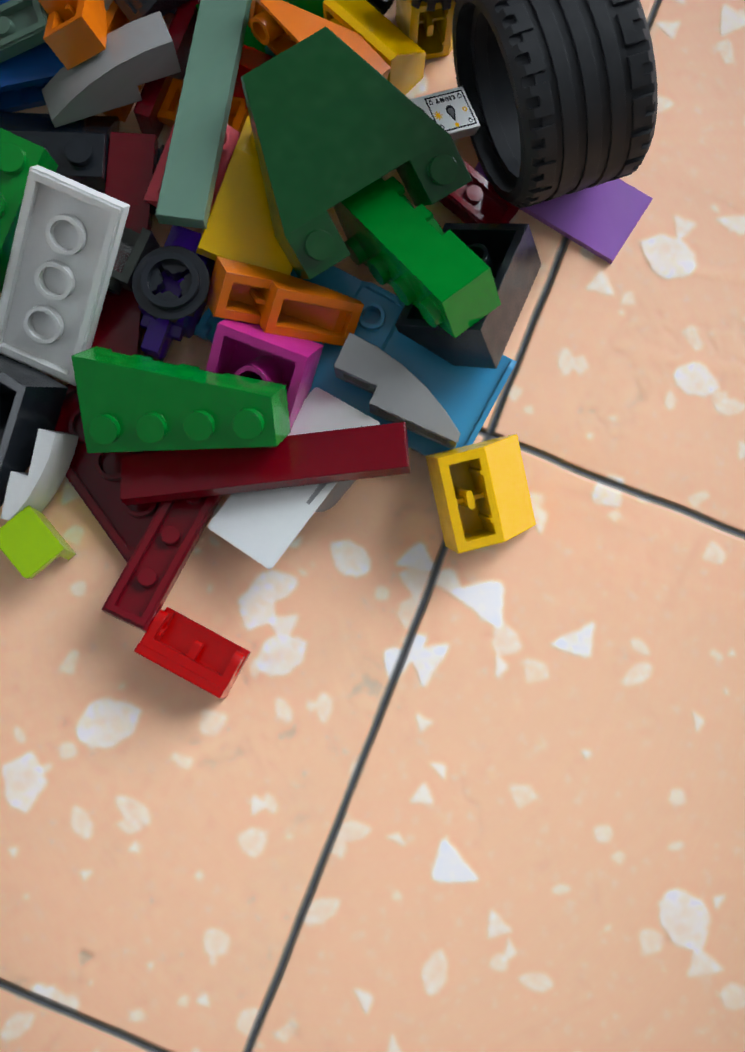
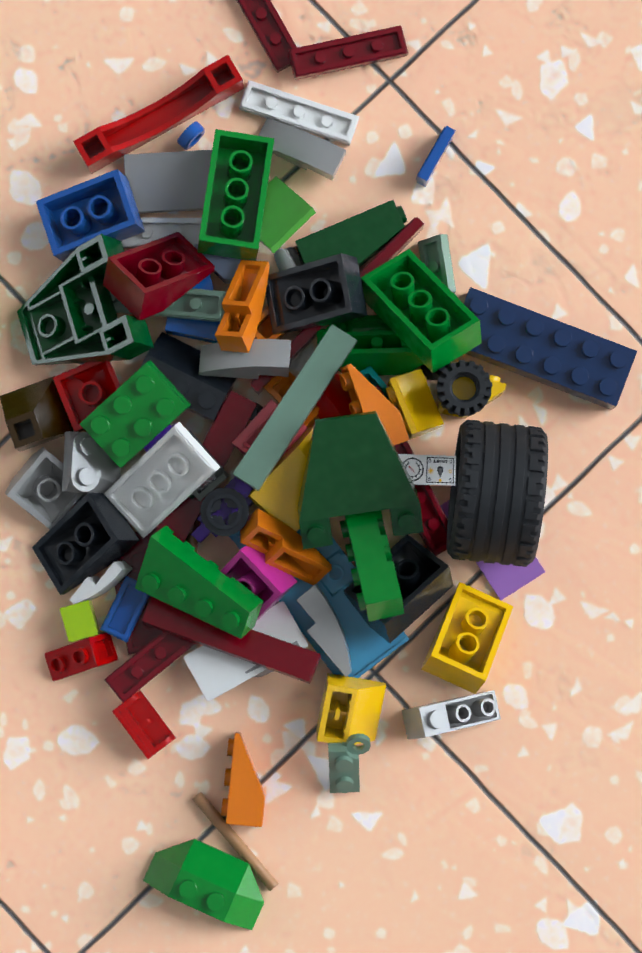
camera: 30 degrees right, 5 degrees up
(55, 592) = (81, 656): none -> red bracket
(94, 498) = (125, 610): none -> blue tile
(389, 683) = (246, 793): none -> orange slope
(392, 843) = (207, 882): none -> green wedge
(405, 762) = (235, 841): none -> medium nougat piece
(513, 569) = (345, 763): none -> sand green hinge
(597, 328) = (467, 638): none -> yellow slope
(622, 440) = (450, 715): none -> light grey slope

